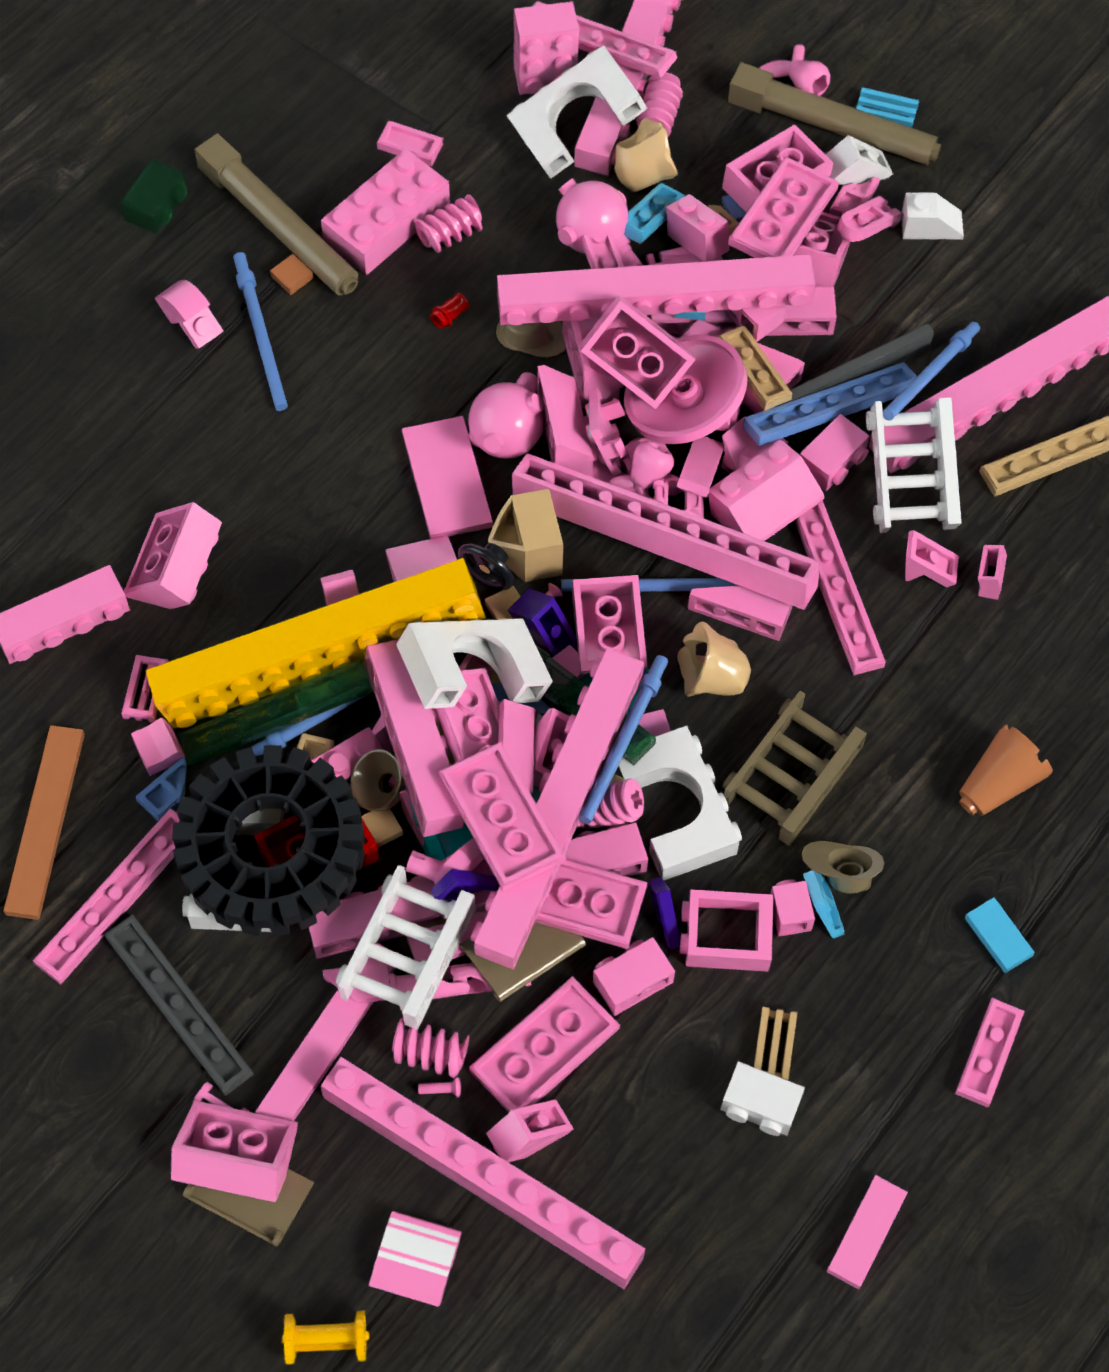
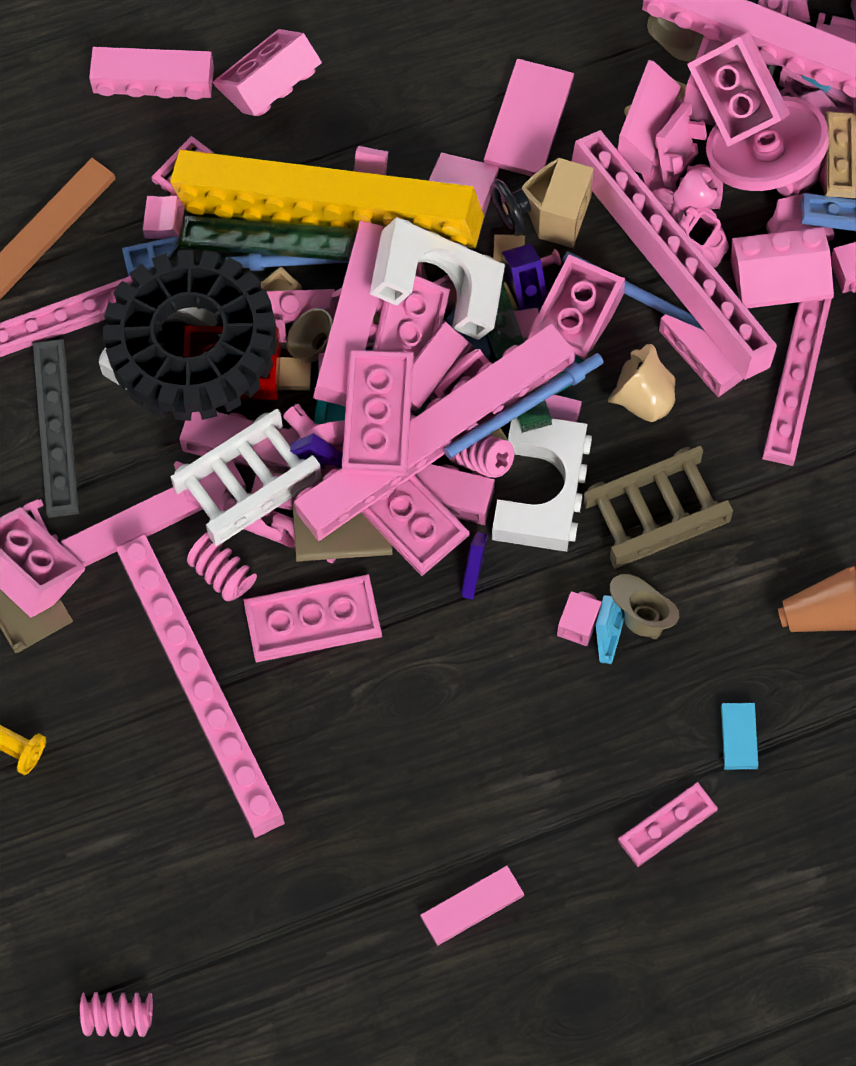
camera: 35 degrees right, 5 degrees up
(415, 1258) = (110, 721): slope -> none
(446, 1087) = (222, 608): bright pink piece -> none
(507, 418) = (602, 92): bright pink piece -> none
(528, 1130) = (257, 673): bright pink slope -> none
(633, 975) = (415, 600): bright pink brick -> none
(700, 466) = (741, 215): bright pink tile -> none
(728, 958) = (527, 643): bright pink window -> none
(762, 1099) = (454, 754): white brick -> none
(778, 1016) = (513, 698): tan tile -> none

